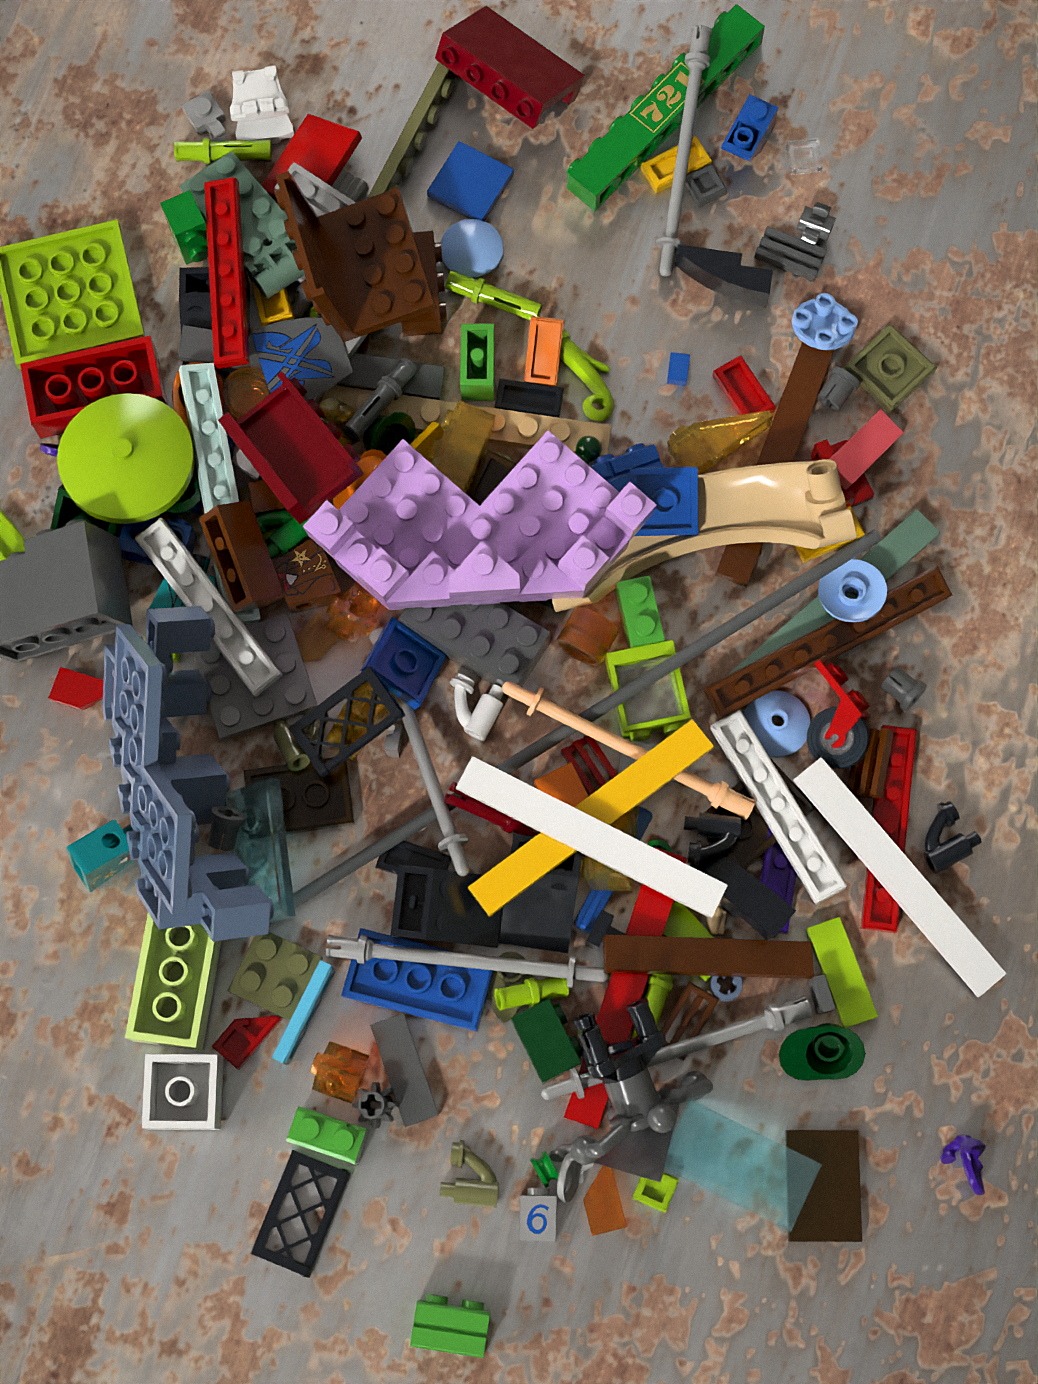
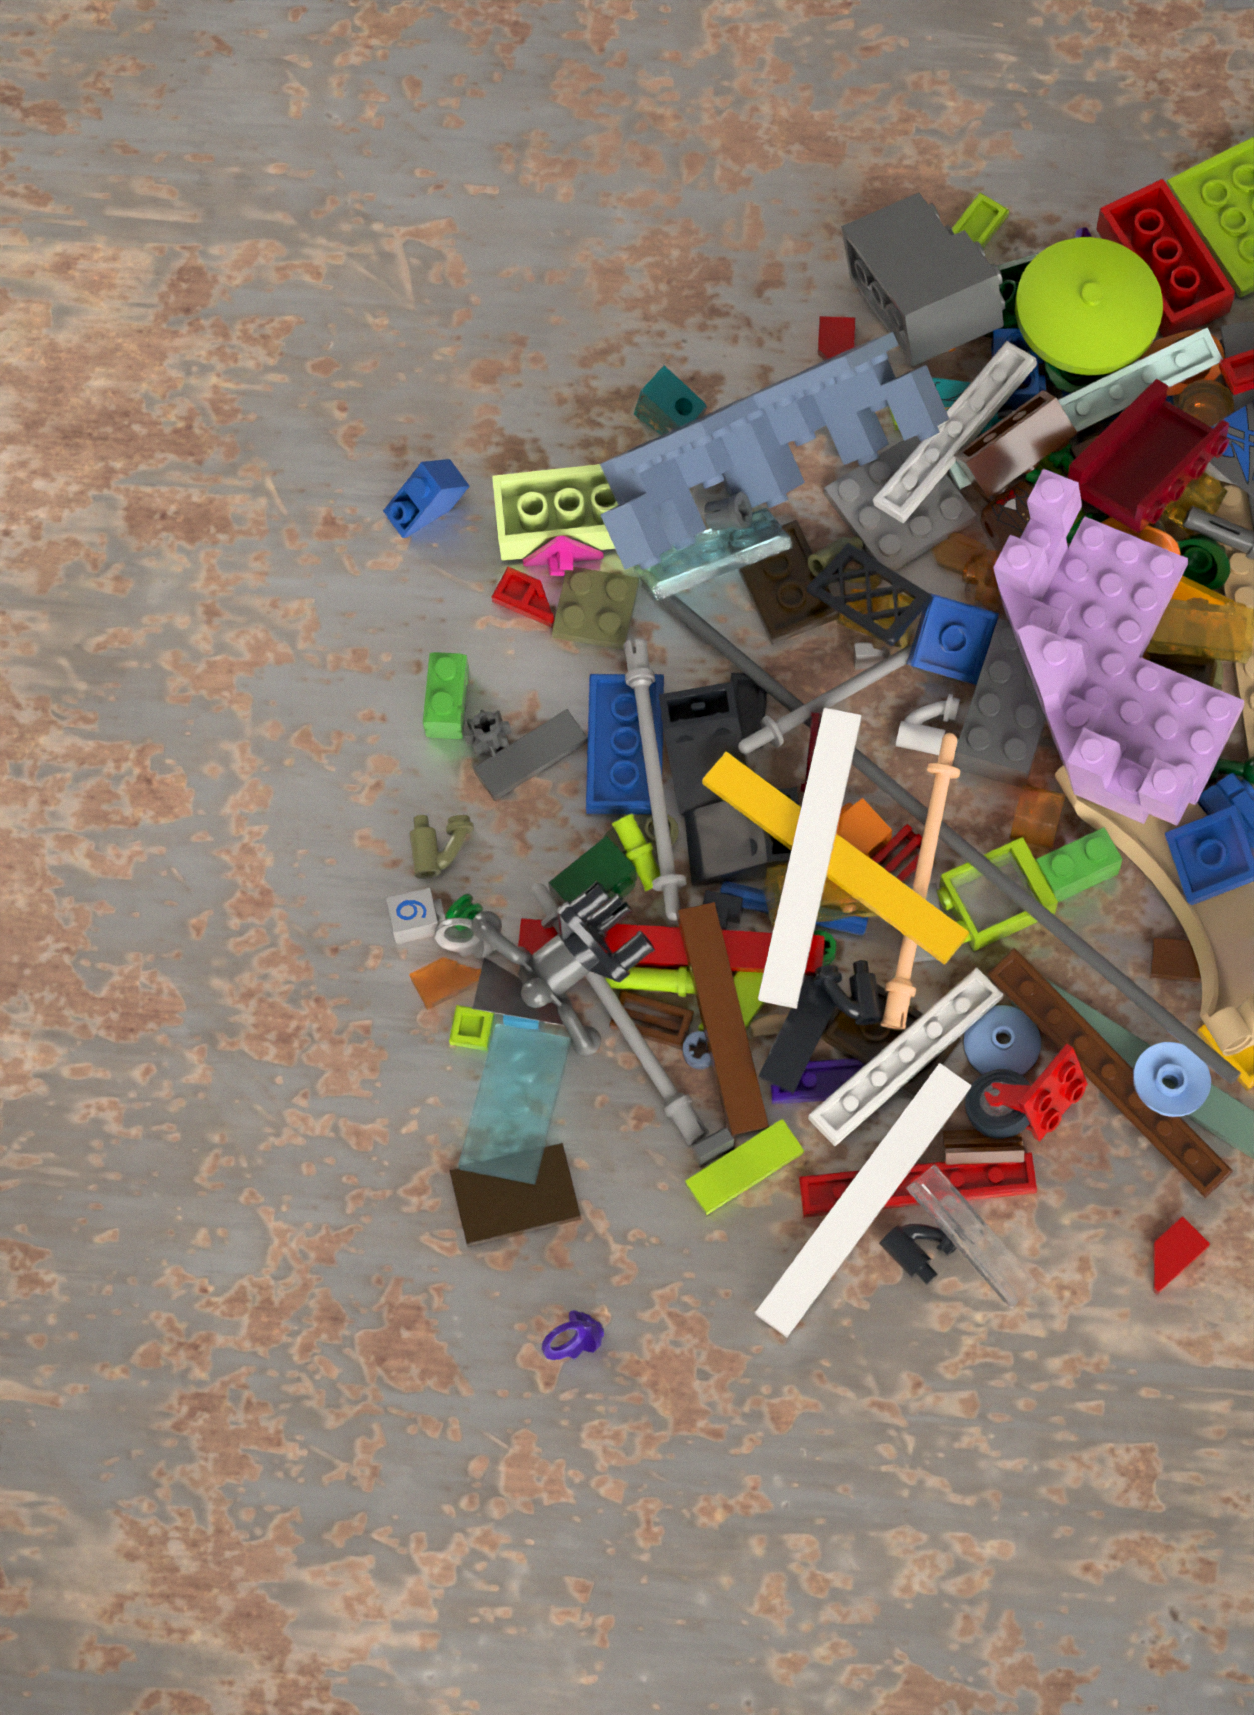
camera: 80 degrees right, 5 degrees down
(117, 1107) = (426, 496): none -> blue slope
(182, 1092) = (454, 548): white brick -> none
(222, 993) = (561, 554): none -> dark pink piece
(272, 1221) = (353, 669): black window -> none
(304, 1013) = (562, 642): medium azure tile -> none
(339, 1071) = (511, 689): clear orange brick -> none
(450, 1327) = (287, 859): bright green brick -> none
(822, 1053) = (650, 1154): dark green piece -> none
(908, 692) = (1079, 1165): dark grey bush -> none
(950, 793) = (972, 1236): none -> clear tile
(992, 632) = (1175, 1252): none -> red tile

